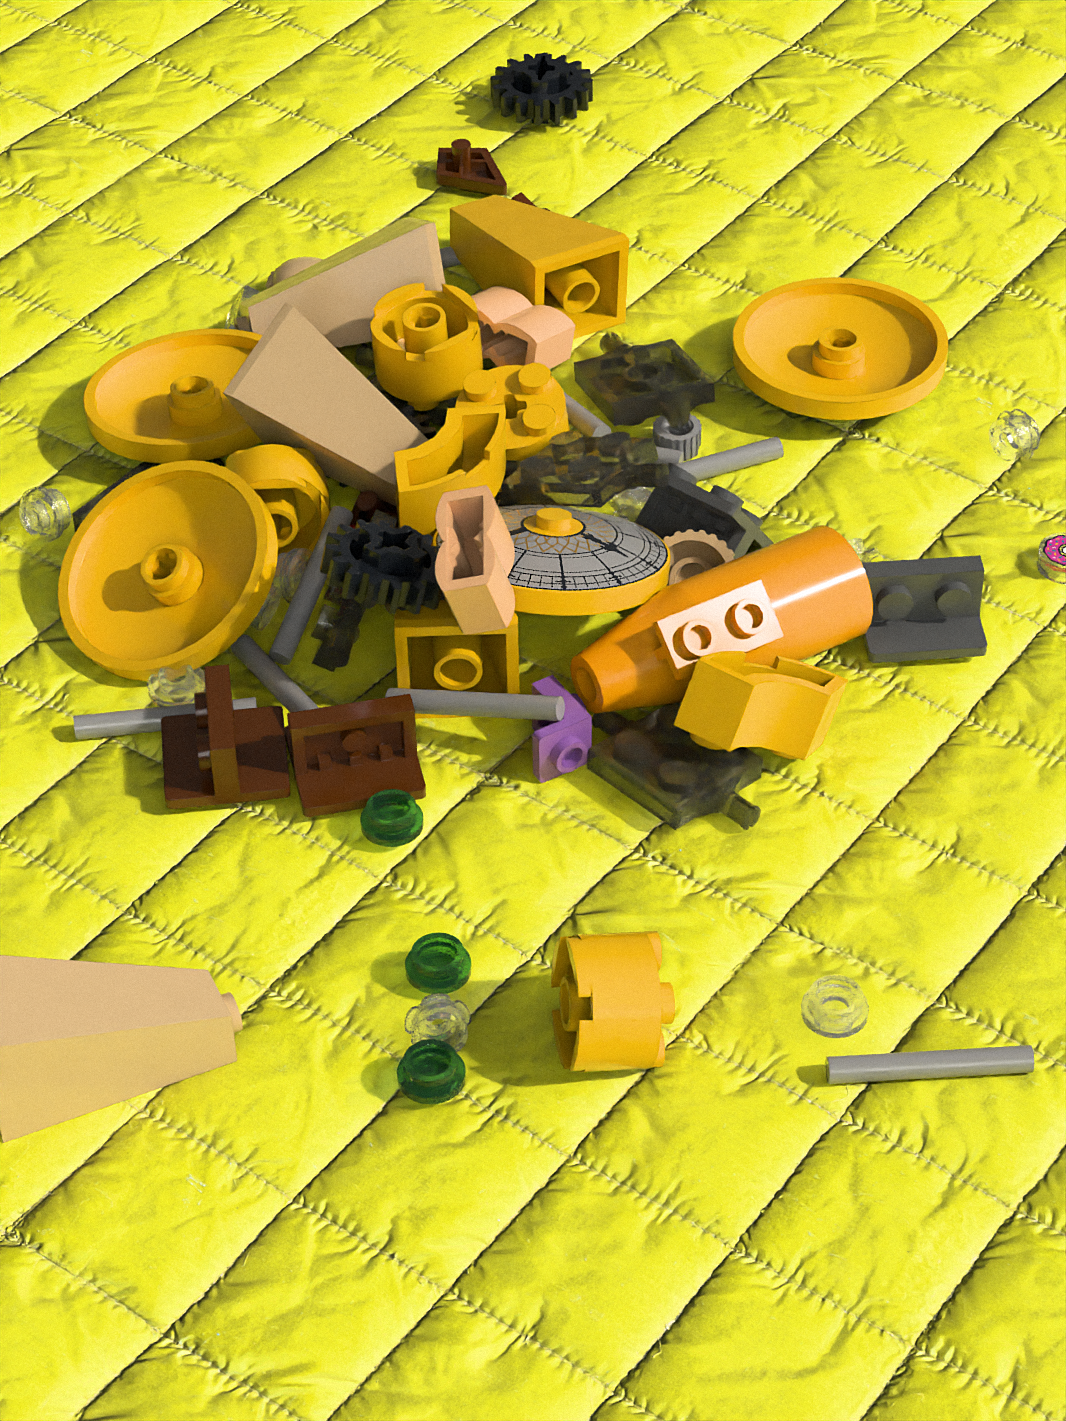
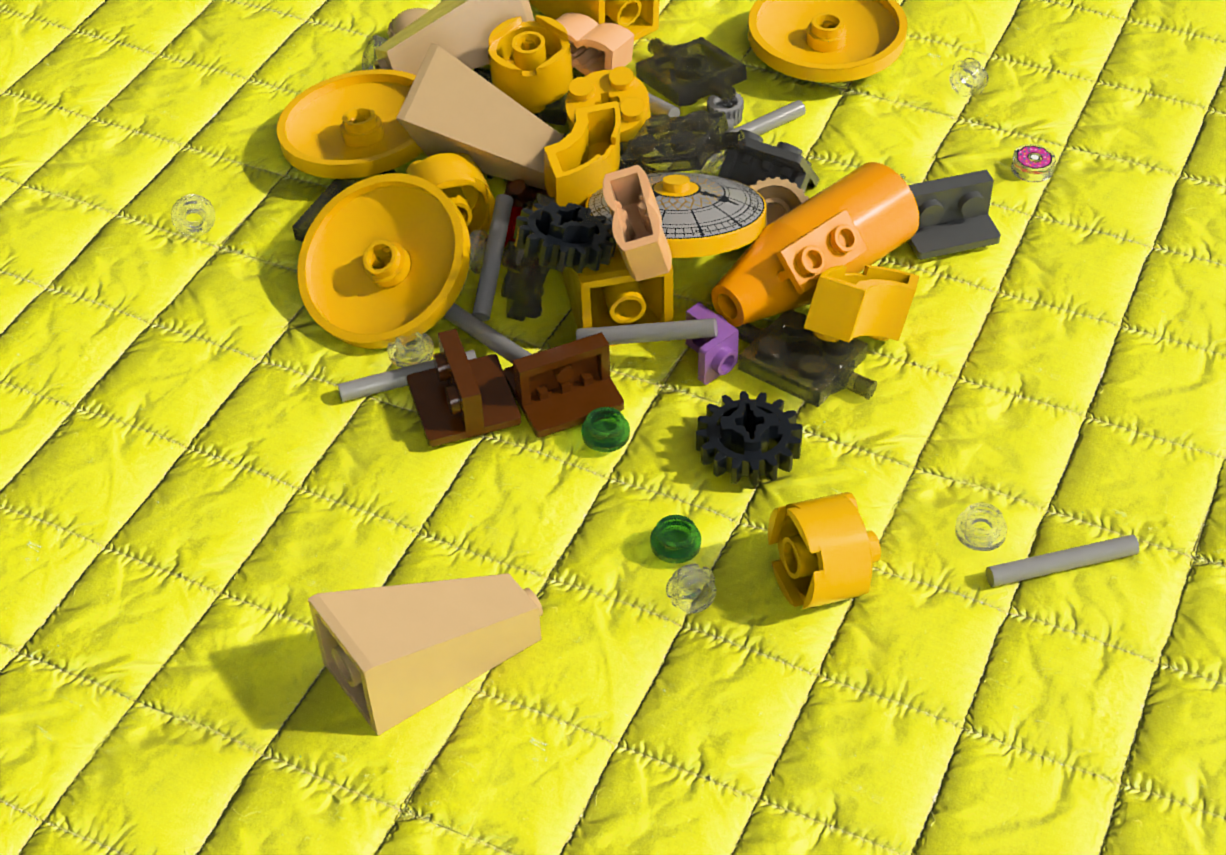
camera: 10 degrees left, 5 degrees up
(44, 513) = (269, 228): clear plate -> none
(431, 1072) = (697, 626): clear green plate -> none
(568, 853) = (749, 438): none -> black gear

